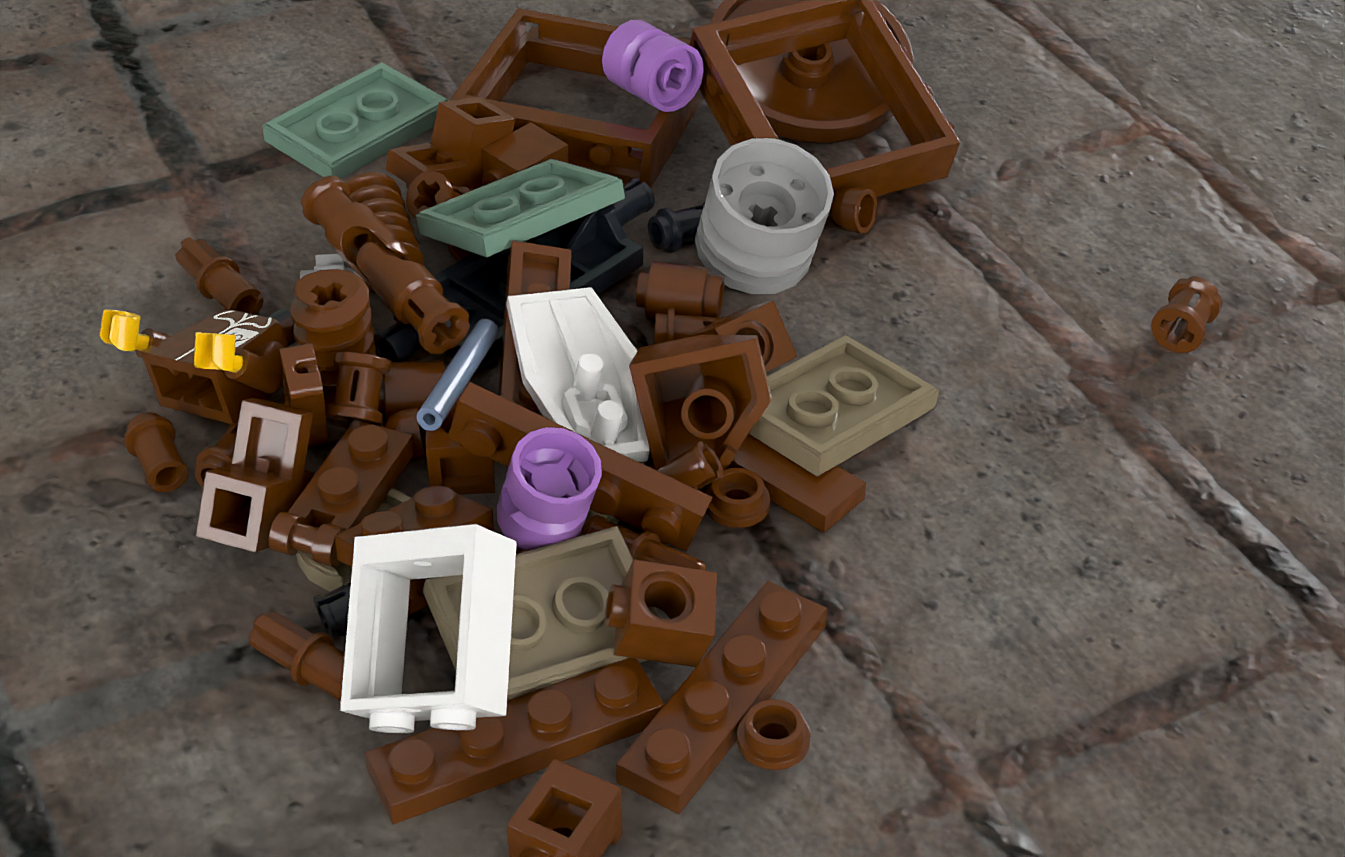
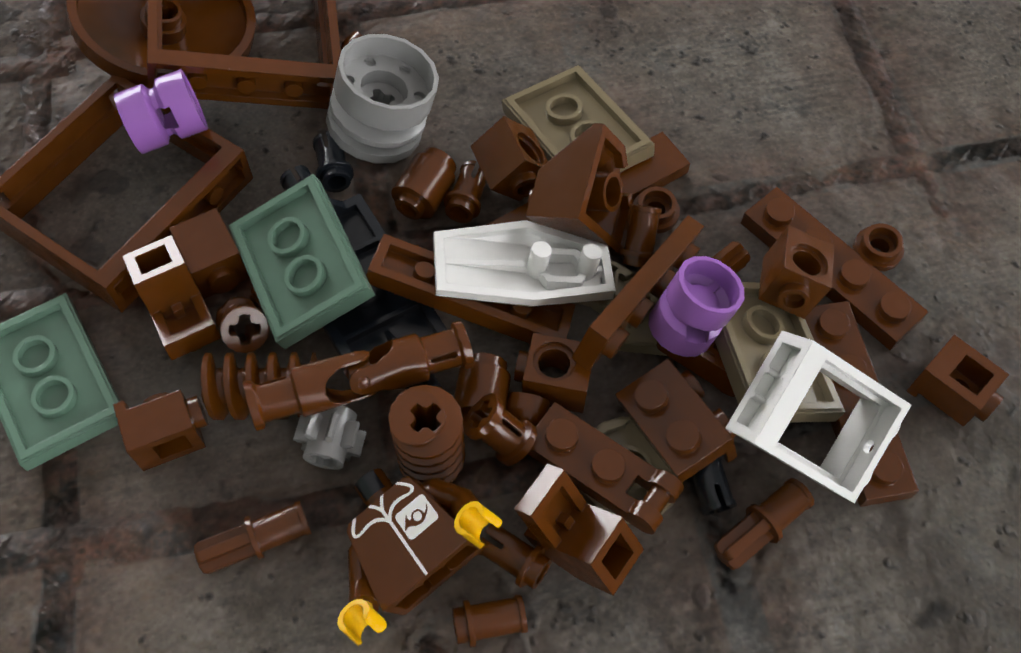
camera: 75 degrees left, 20 degrees up
(298, 171) = (161, 428): none -> reddish brown brick
(304, 388) = (501, 473): reddish brown piece -> none
(457, 375) = (516, 351): sand blue piece -> none

